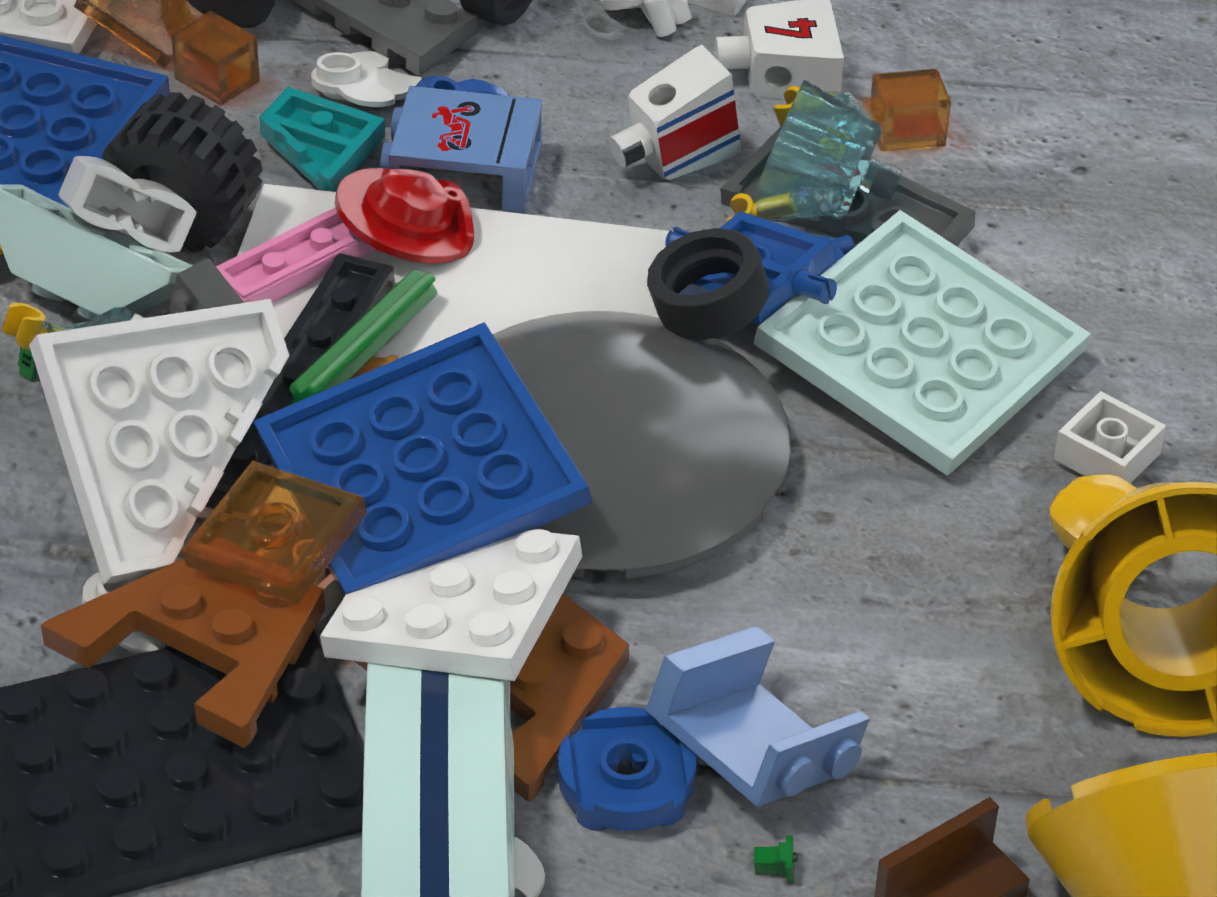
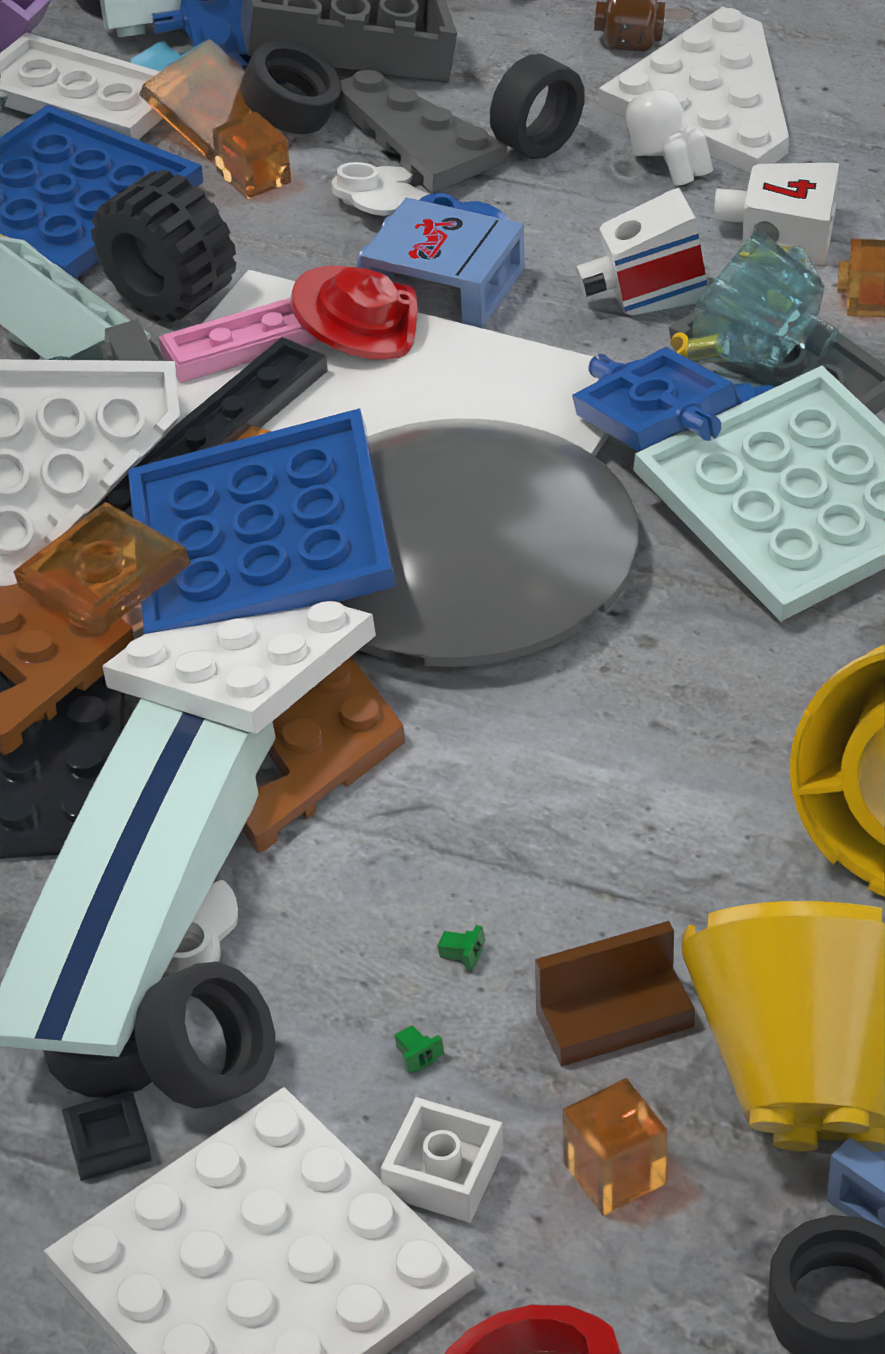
camera: 20 degrees right, 0 degrees up
(117, 202) = (84, 258): white brick -> none
(320, 135) = (317, 231): teal wing -> none
(367, 336) = (277, 408): green axle -> none
(625, 801) = (358, 867): blue plate -> none
(714, 312) = (602, 427): black tyre -> none
(741, 730) = (472, 815): medium blue panel -> none

